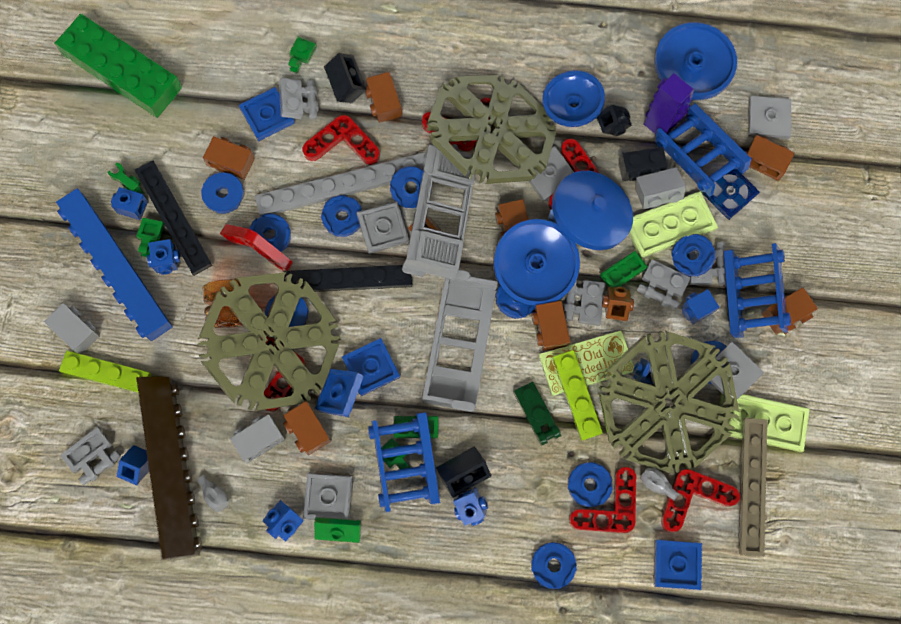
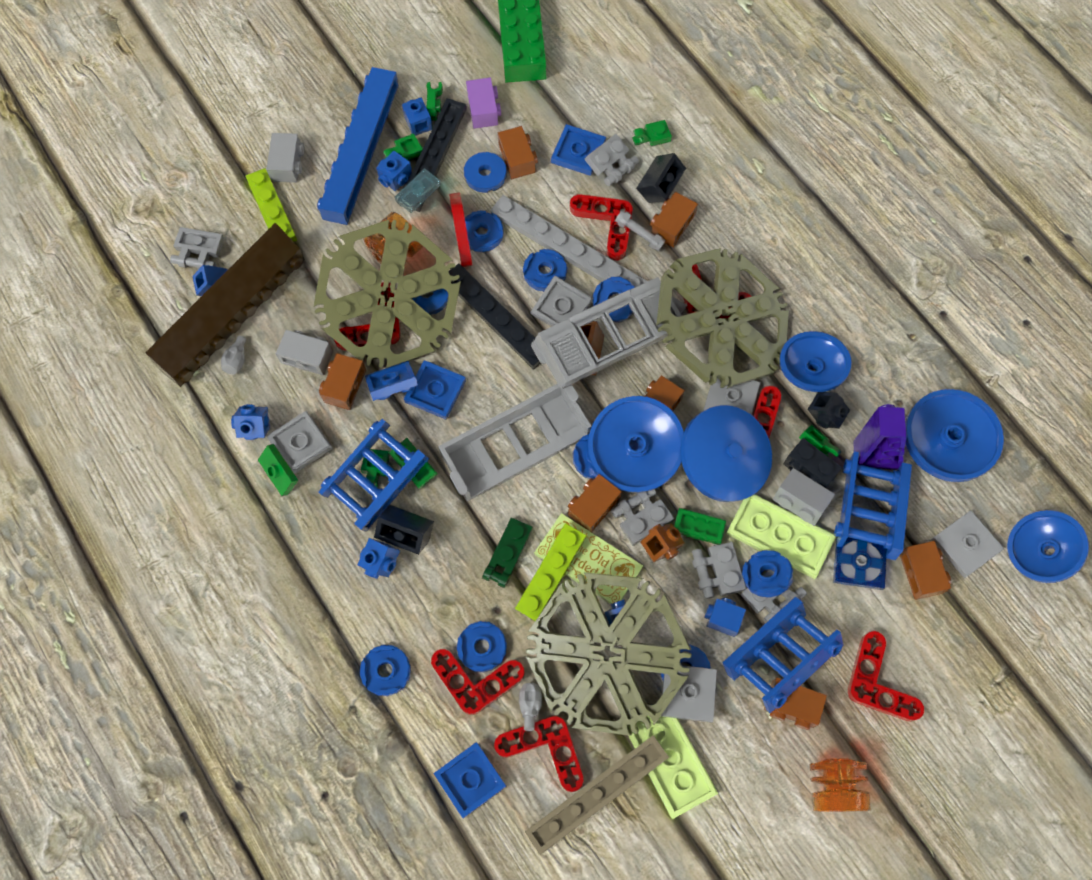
camera: 55 degrees right, 5 degrees down
(163, 148) = (482, 102): none -> medium lavender brick
(197, 252) = (417, 190): none -> clear light blue plate
(355, 130) = (656, 241): none -> light grey bar
(628, 145) = (820, 441): none -> green plate
(808, 58) = (1046, 531): none -> blue dish
(810, 254) = (869, 682): none -> red beam
(868, 331) = (839, 786): none -> clear orange wheel

